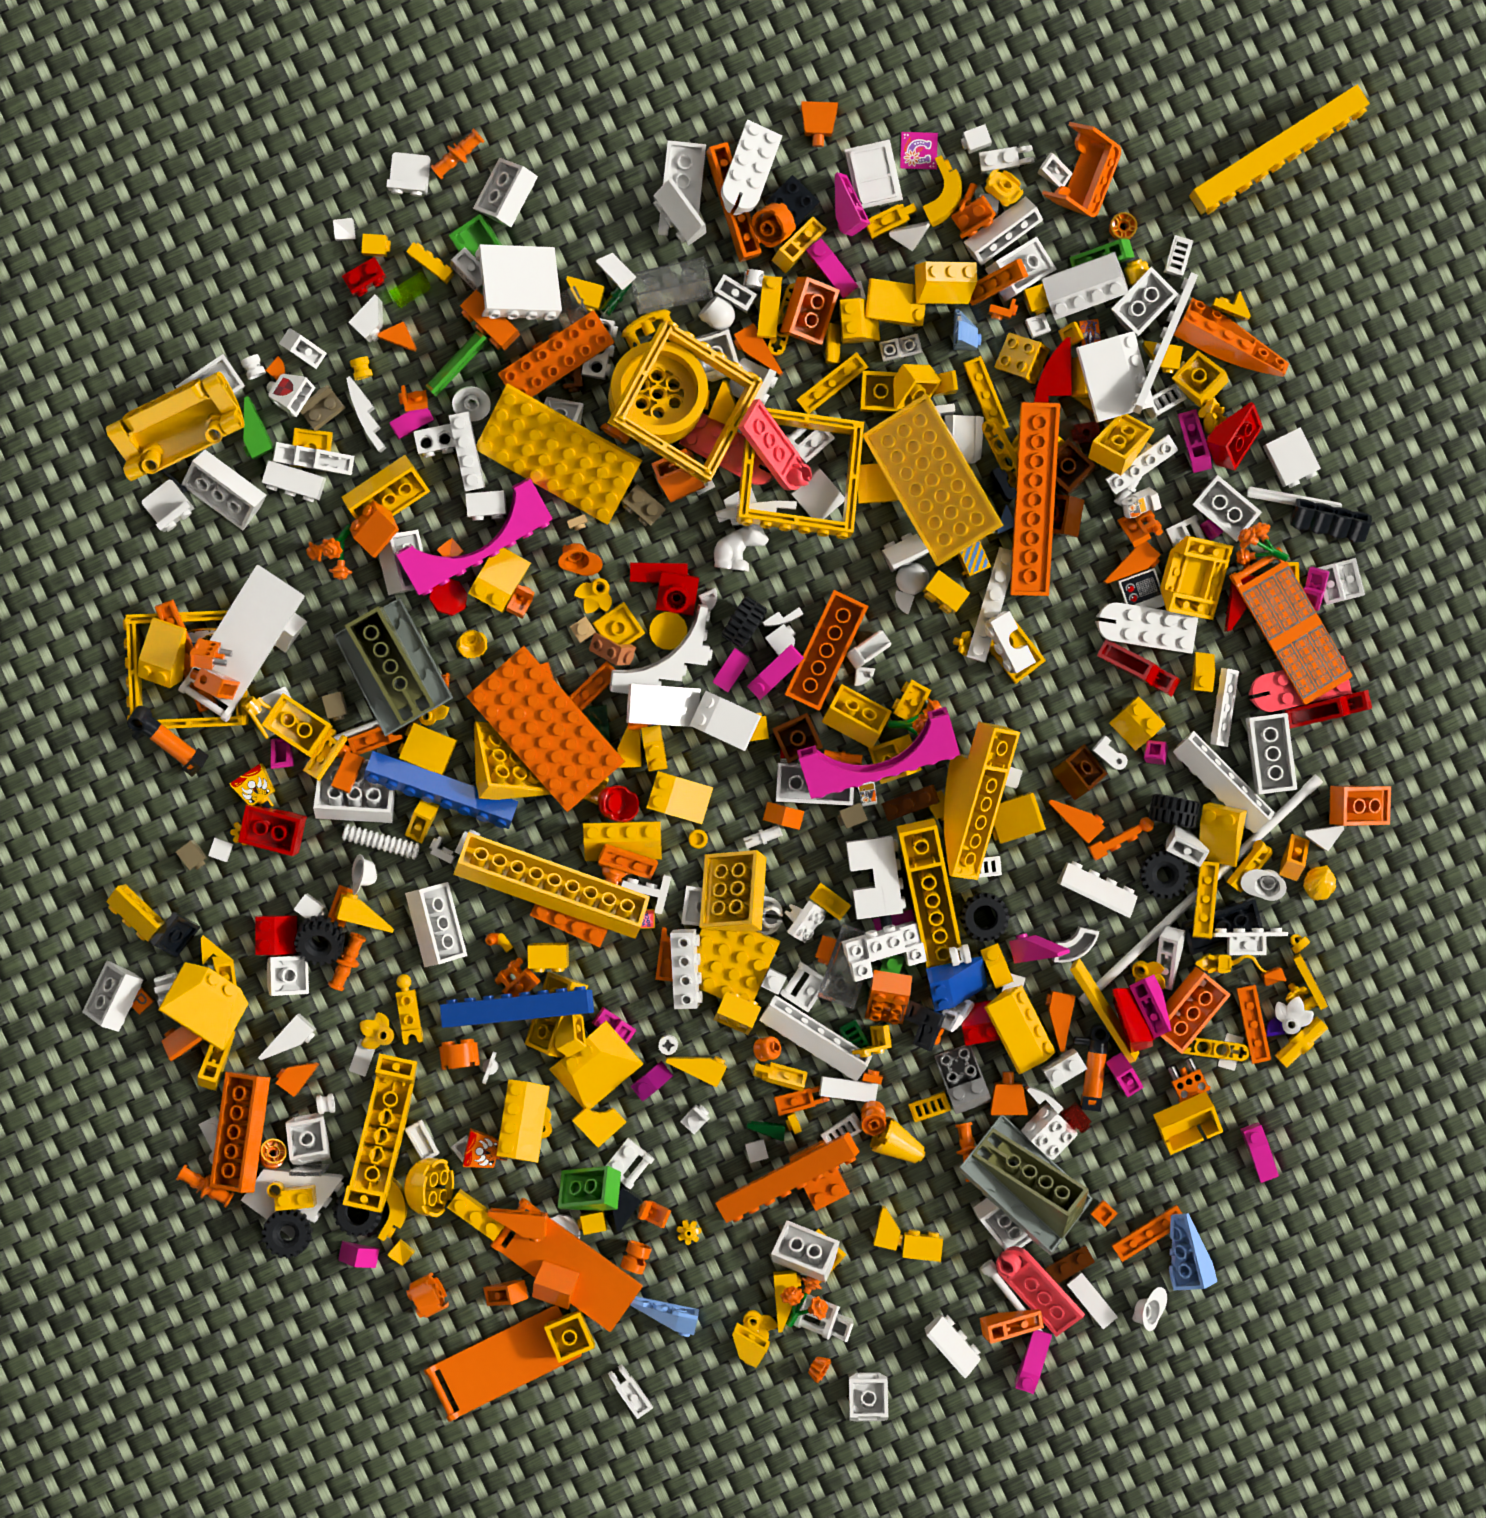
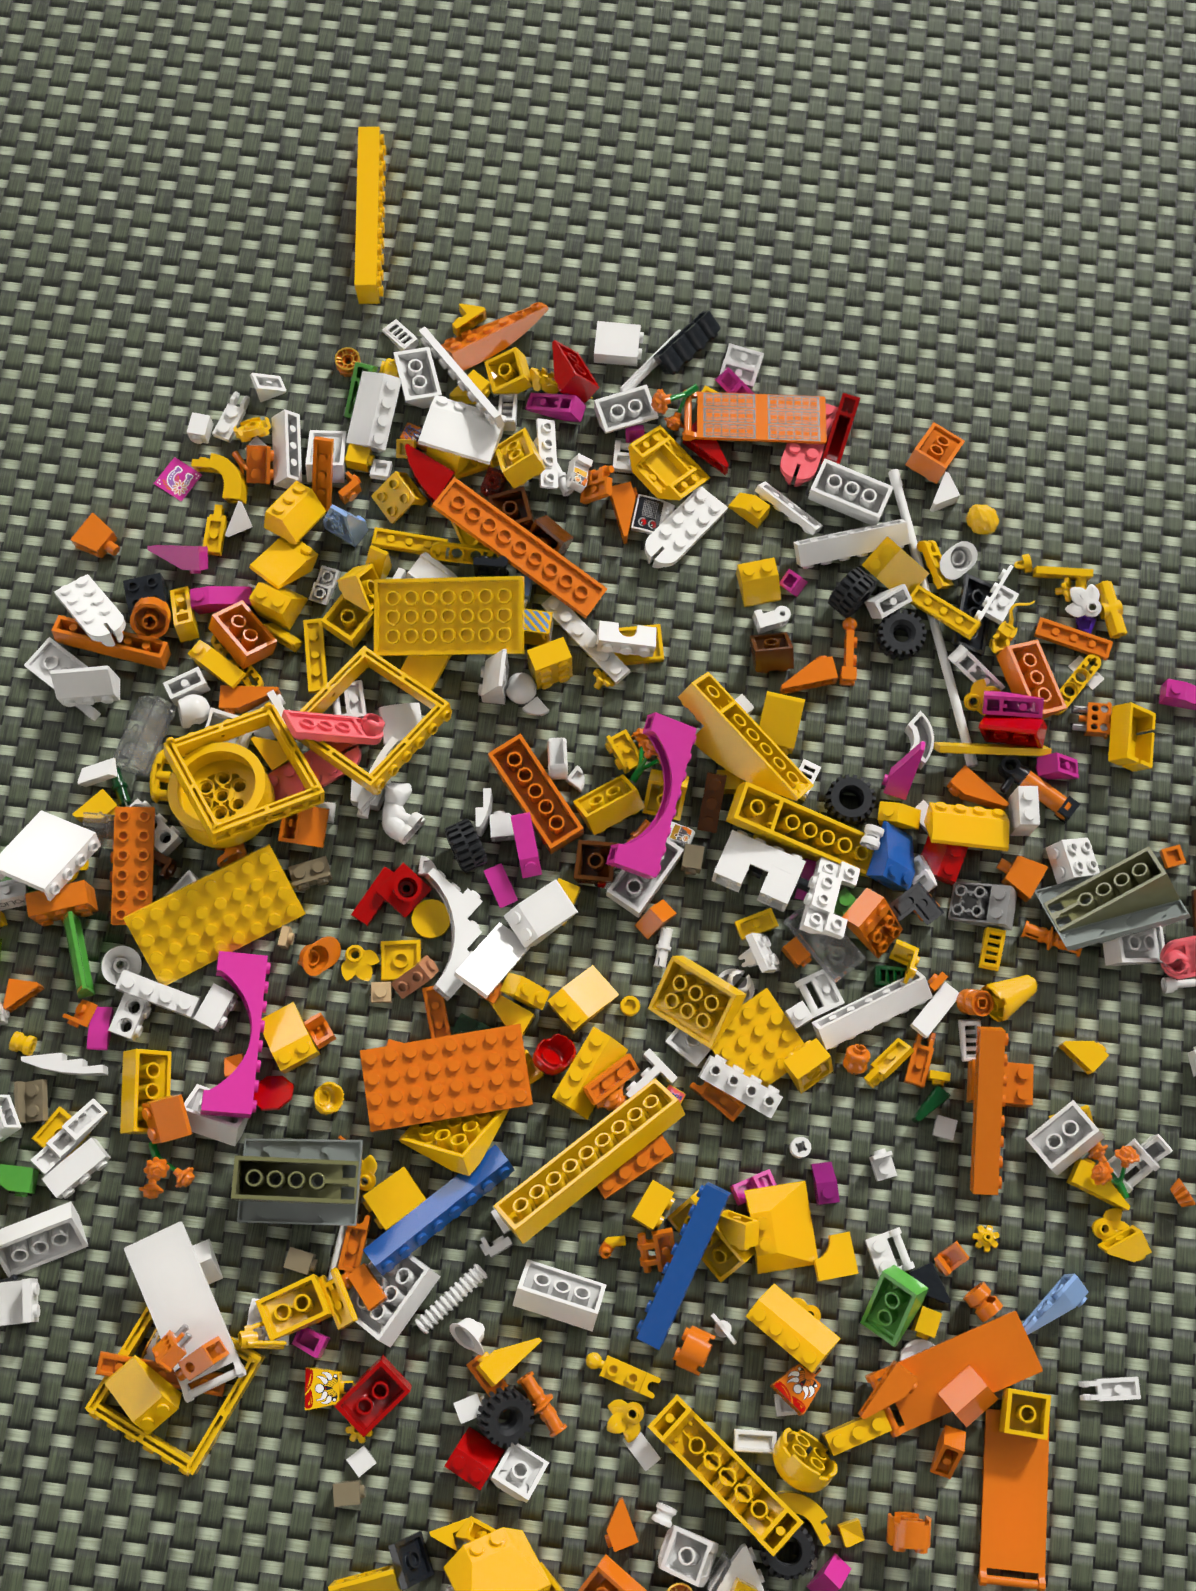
camera: 60 degrees left, 15 degrees down
(143, 723) = (193, 1456): piece -> none
(293, 1035) = (579, 1504): white slope -> none
(421, 821) = (456, 1247): yellow slope -> none
(704, 1068) = (841, 1127): yellow slope -> none
(753, 279) = (184, 662): white leg -> none
(874, 174) = (170, 523): white piece -> none
(922, 1245) = (1117, 1030): yellow brick -> none
(1040, 1096) = (1037, 848): white slope -> none
(1077, 1118) = (1073, 828): clear red brick -> none
(1091, 174) = (286, 357): orange windscreen -> none
(1097, 889) = (882, 695): white slope -> none
(1138, 667) = (713, 553): red slope -> none
(1273, 976) = (1040, 597): orange slope -> none
(1294, 857) = (949, 526): light orange slope -> none

